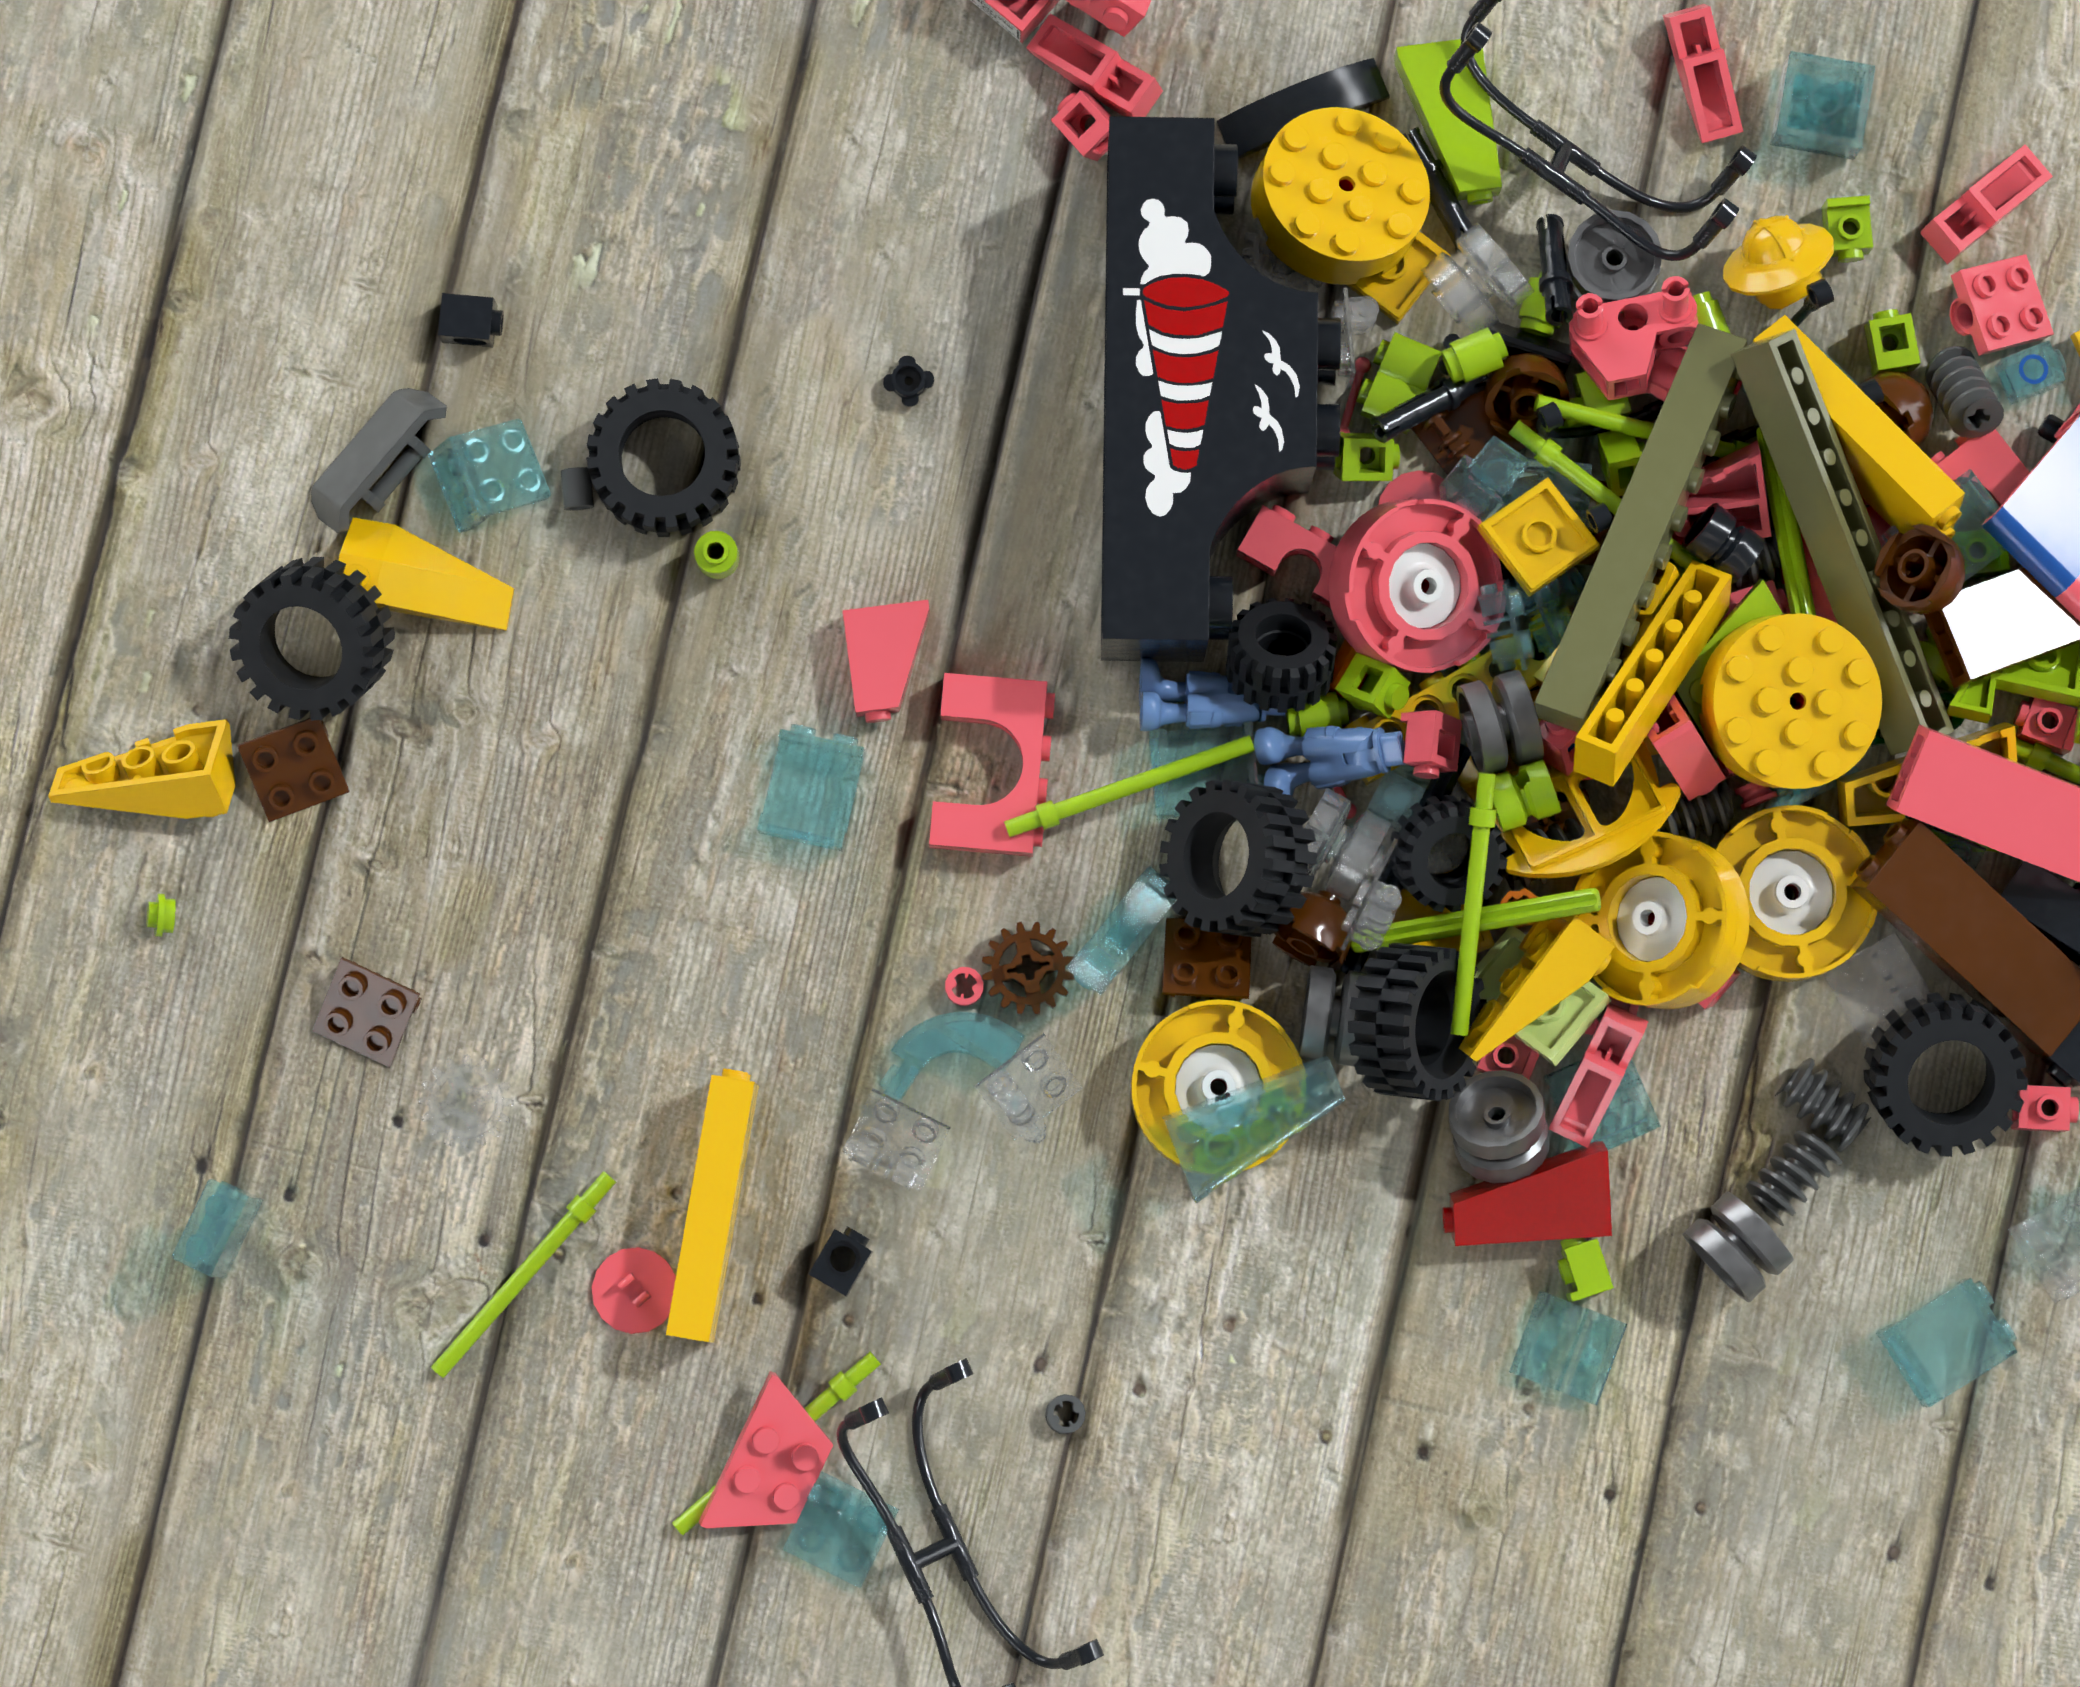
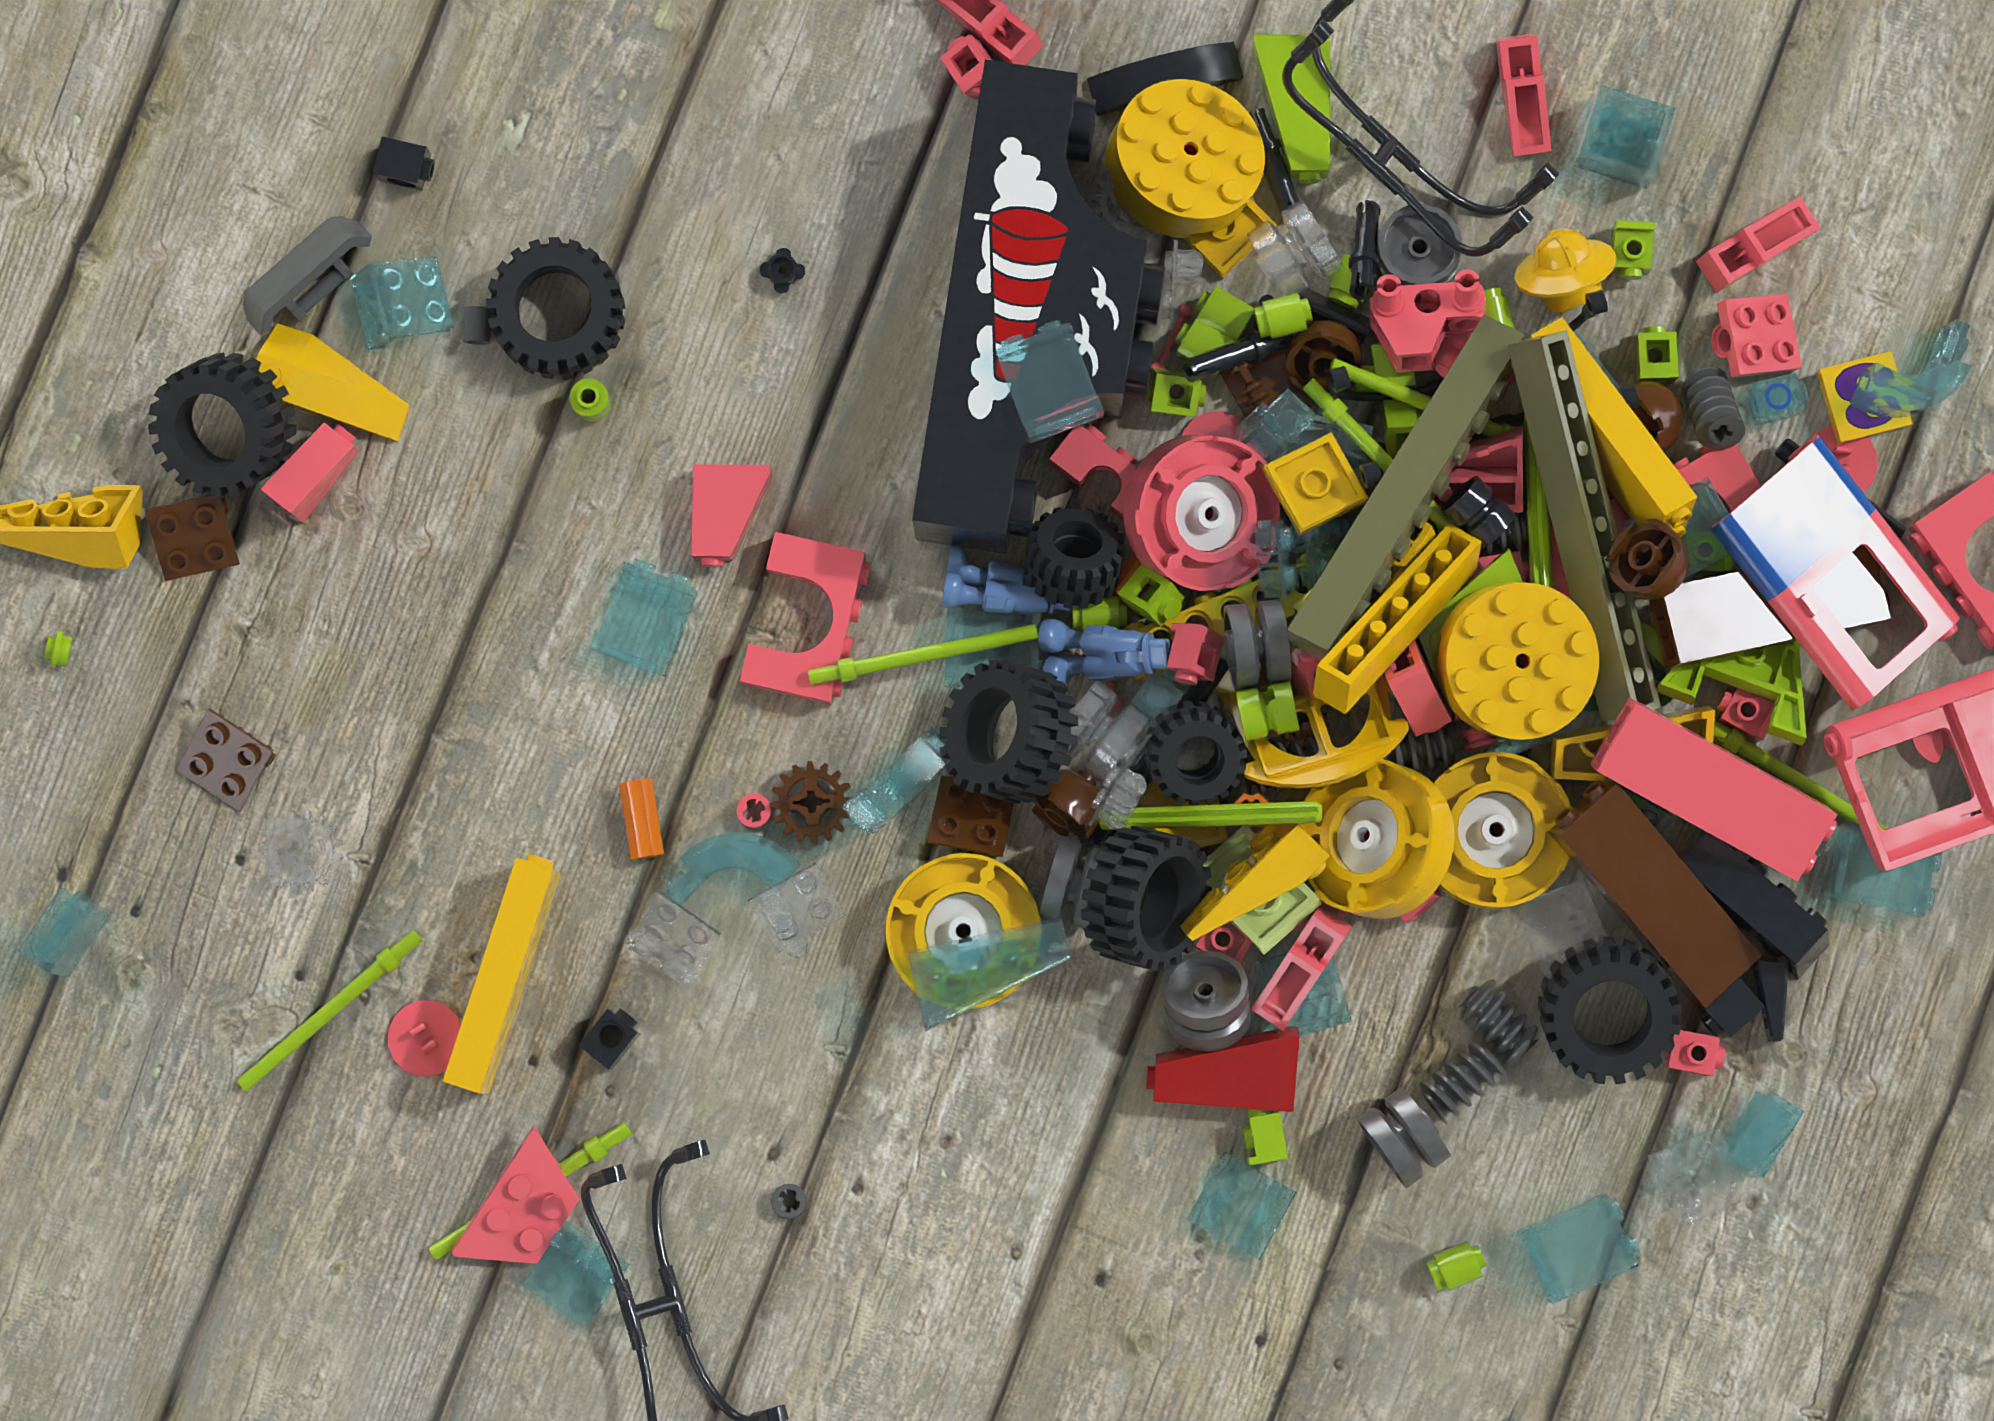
camera: 15 degrees right, 0 degrees up
(417, 676) = (312, 471): none -> coral slope
(840, 1013) = (641, 819): none -> orange axle
(1232, 464) = (1048, 381): none -> clear light blue panel
(1482, 818) = (1227, 727): lime bar -> none
(1815, 1381) = (1456, 1266): none -> lime brick

